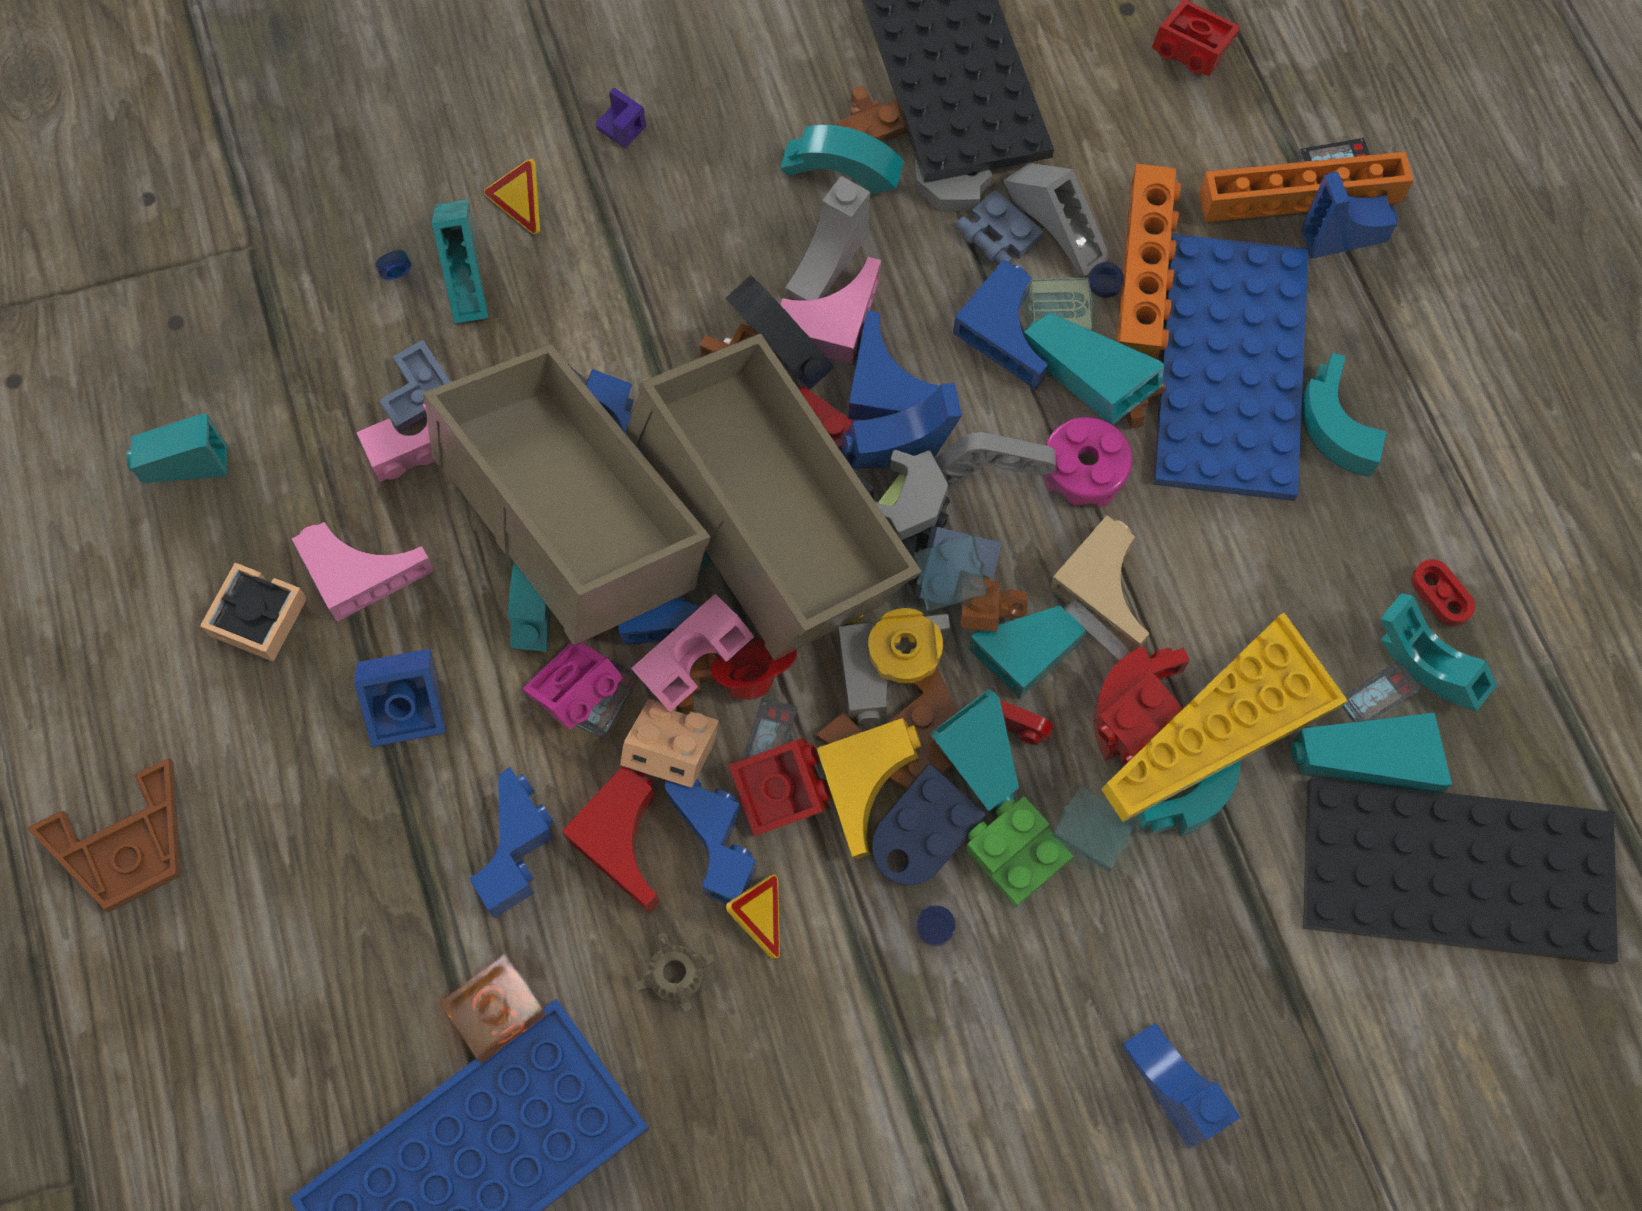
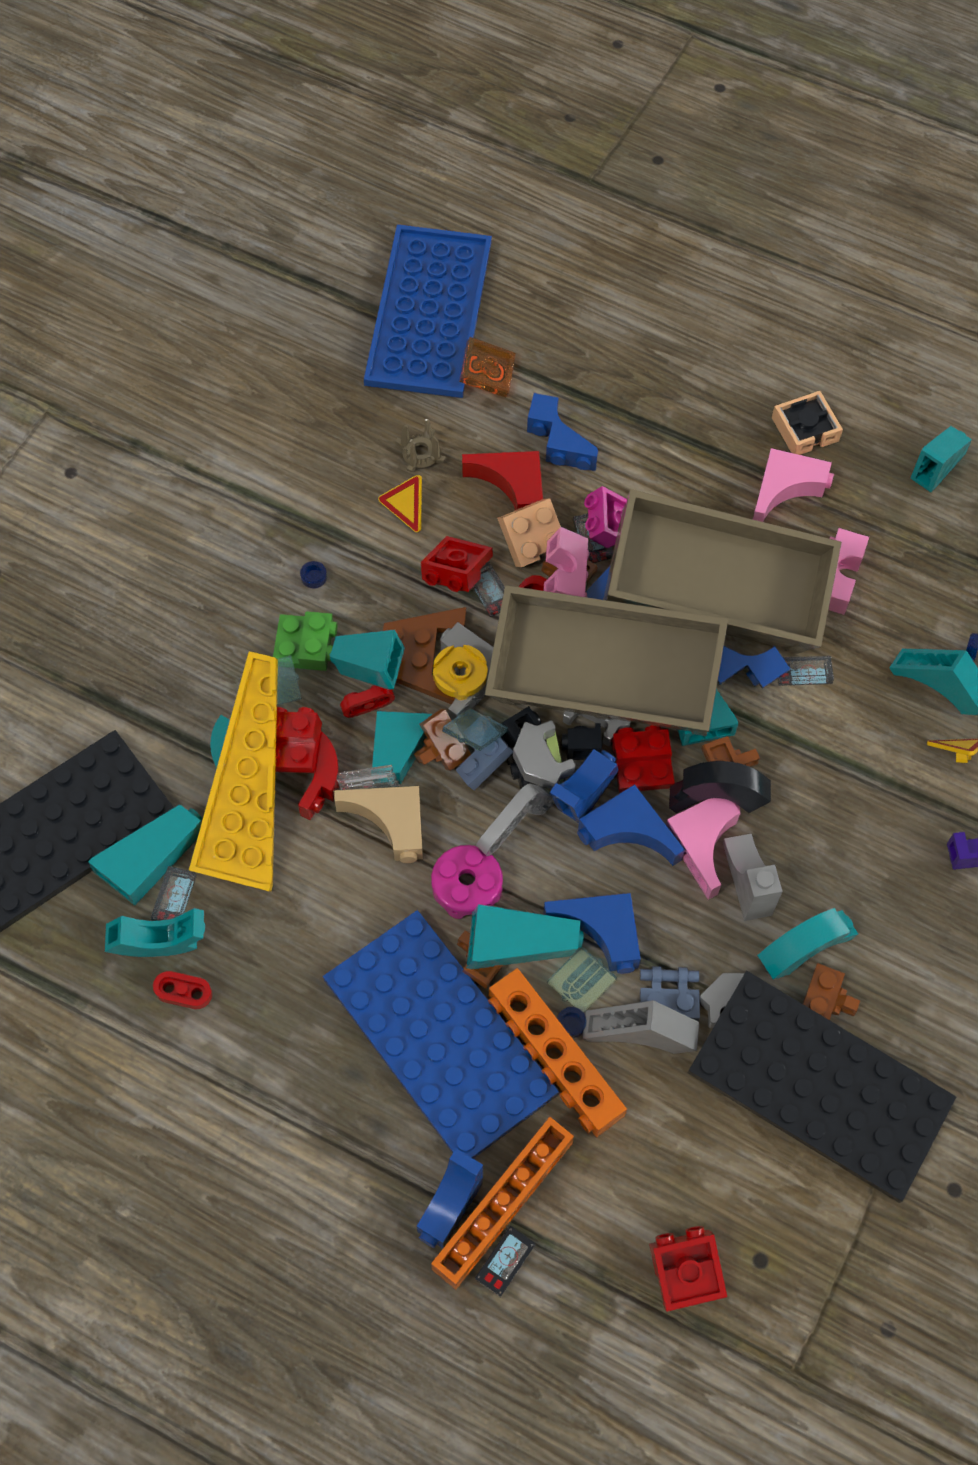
camera: 135 degrees right, 5 degrees down
(128, 855) = (726, 291): dark orange wing -> none
(400, 697) = (691, 449): blue slope -> none
(422, 374) = (870, 602): sand blue plate -> none
(713, 820) = (474, 521): blue arch -> none
(859, 768) = (423, 595): yellow arch -> none
(925, 826) = (364, 607): dark blue plate -> none
(1189, 1100) = (109, 591): blue arch -> none
(1332, 430) = (337, 1037): teal arch -> none

